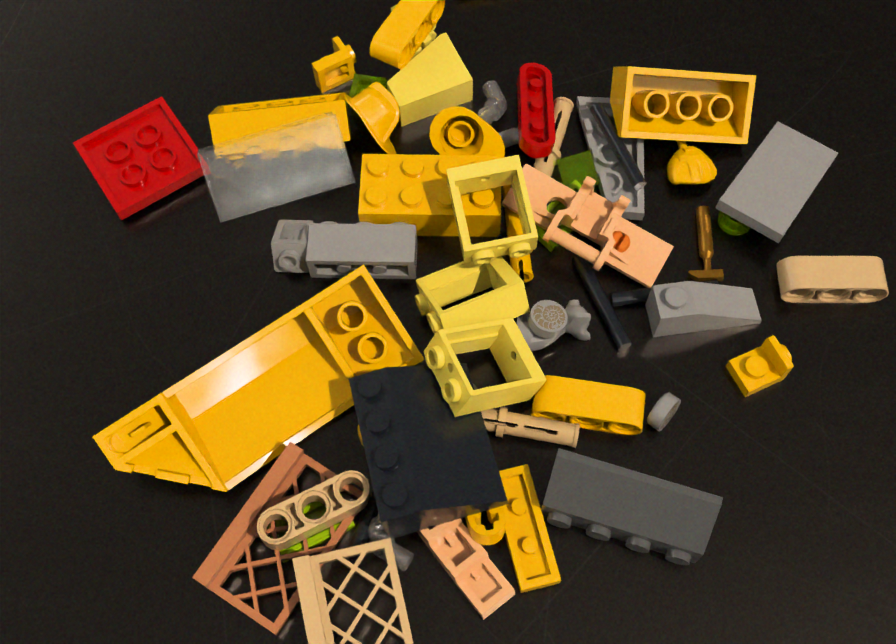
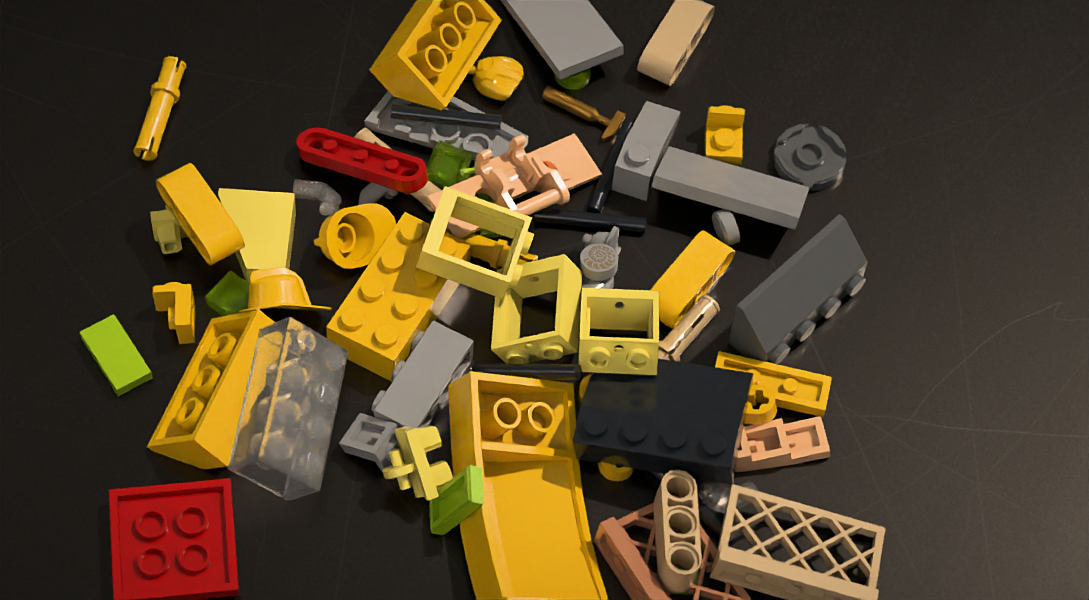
camera: 70 degrees left, 5 degrees down
(258, 319) = (456, 500): none -> lime tile
(274, 274) = (424, 477): none -> light yellow hips
(281, 51) = (116, 355): none -> lime tile
(410, 318) = (533, 371): none -> black bar
(706, 397) = (731, 187): none -> light grey tile
(795, 453) = (810, 156): none -> dark grey tile

